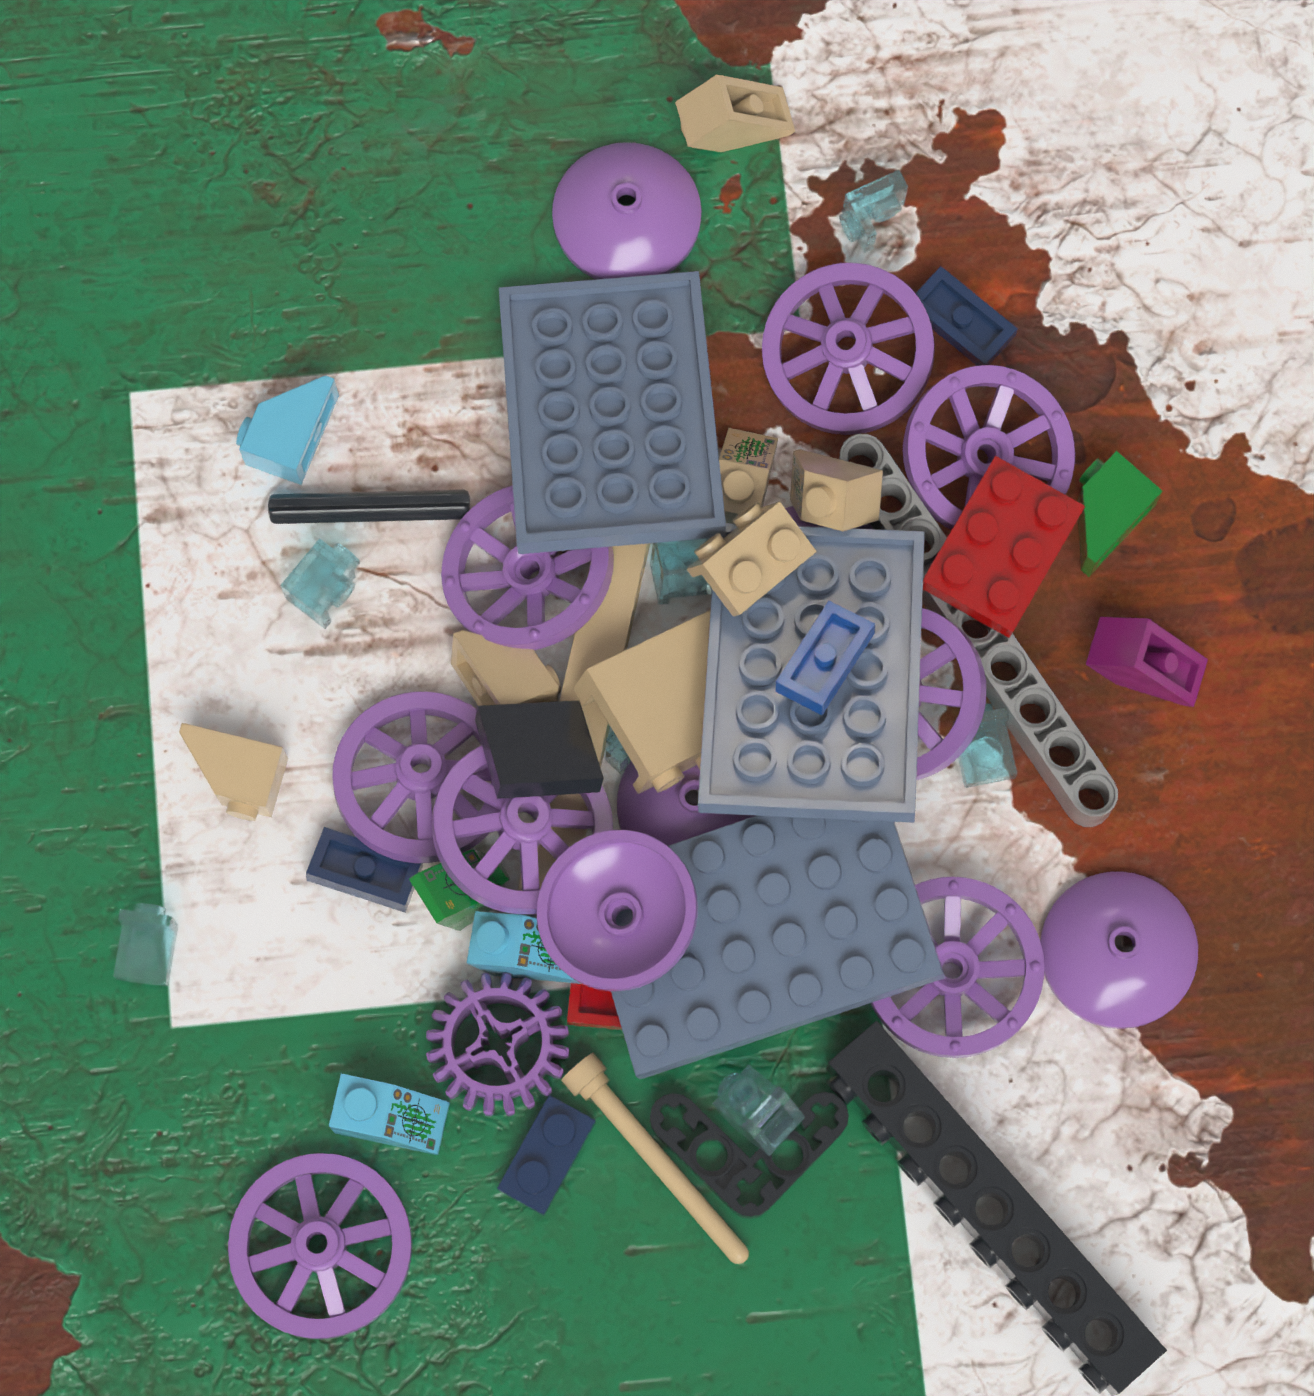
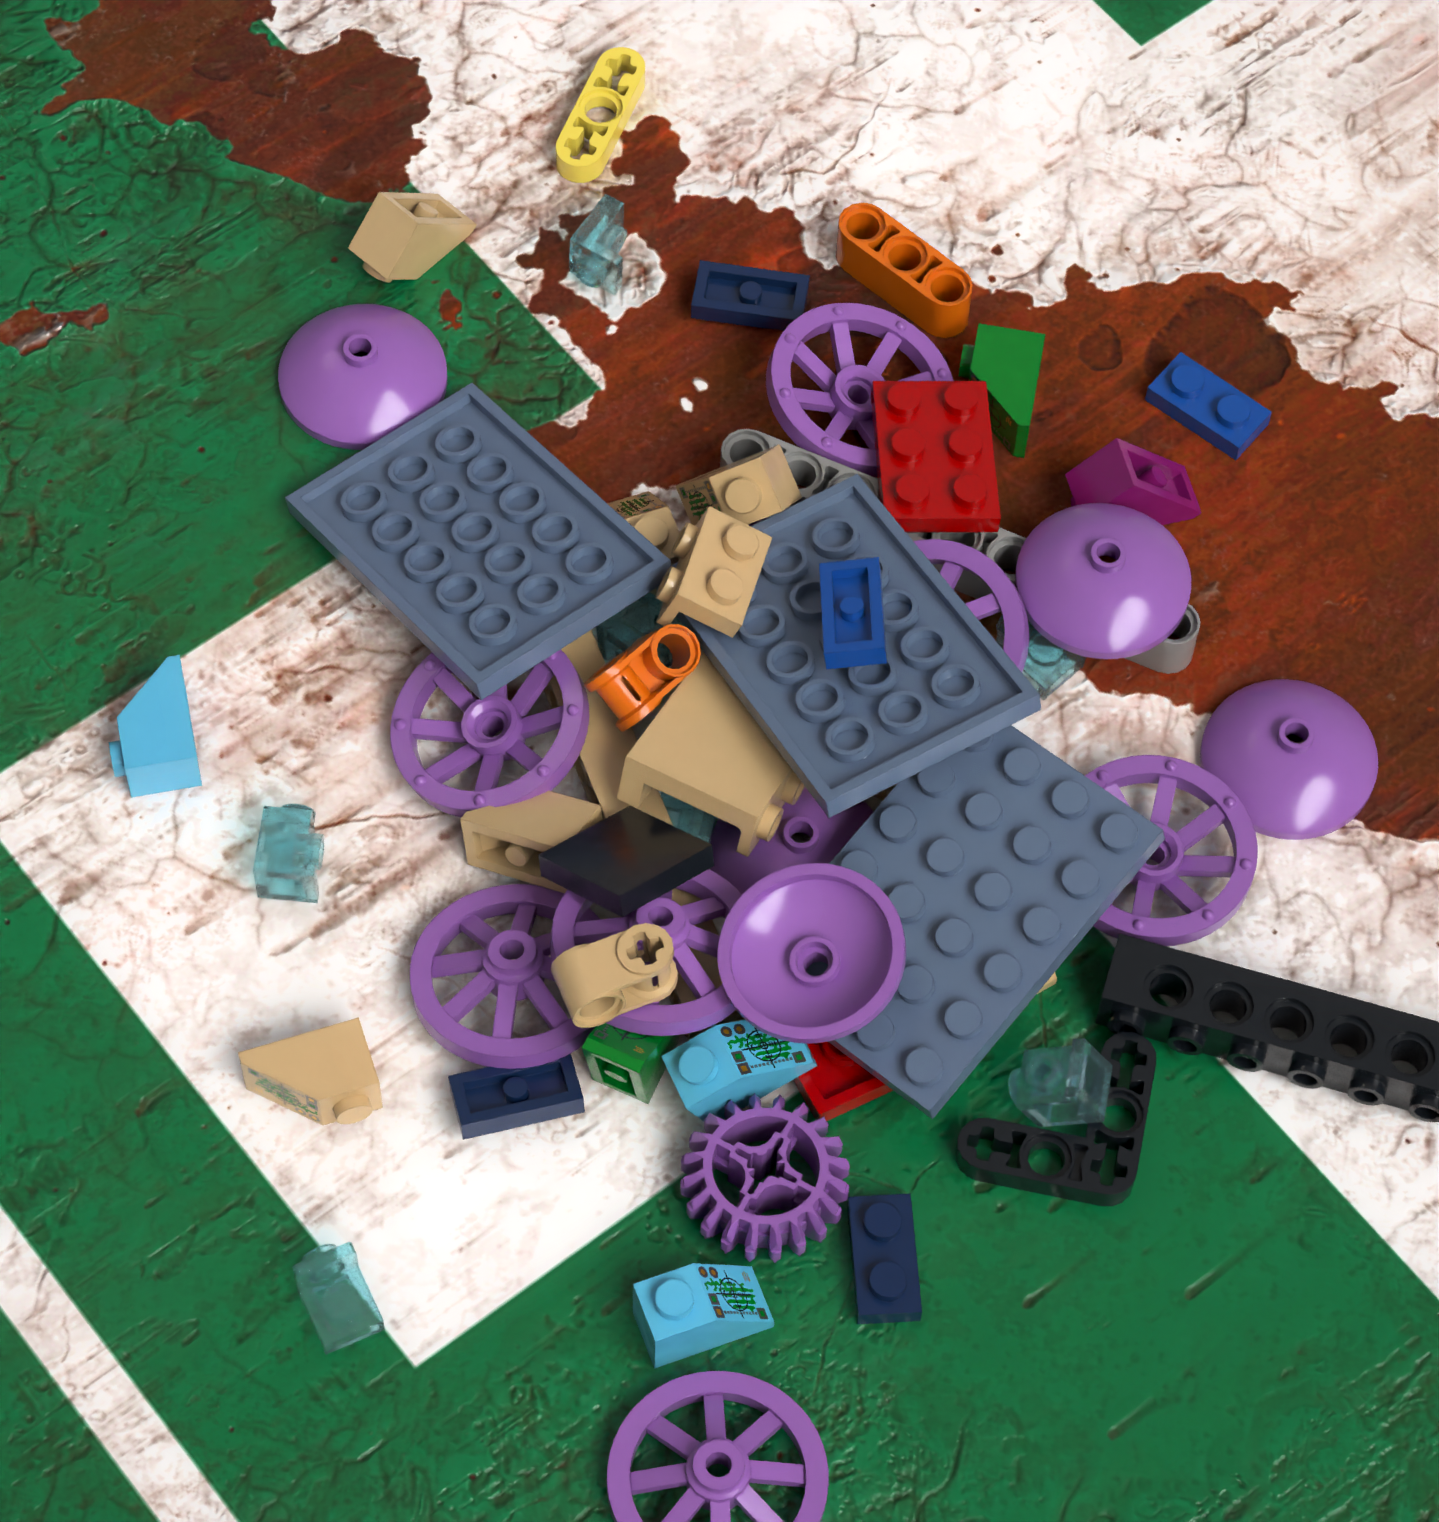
camera: 35 degrees left, 15 degrees down
(368, 506) = (286, 763): black axle -> none
(451, 842) = (611, 975): none -> tan piece
(590, 1082) = (880, 1161): tan piece -> none
(649, 603) = (637, 678): none -> orange piece
(851, 360) = (662, 383): medium lavender wheel -> none
(972, 58) = (603, 135): none -> light yellow beam
(1058, 761) = (1096, 604): none -> medium lavender dish
(1097, 342) = (878, 251): none -> orange beam
(1262, 619) = (1208, 406): none -> blue plate

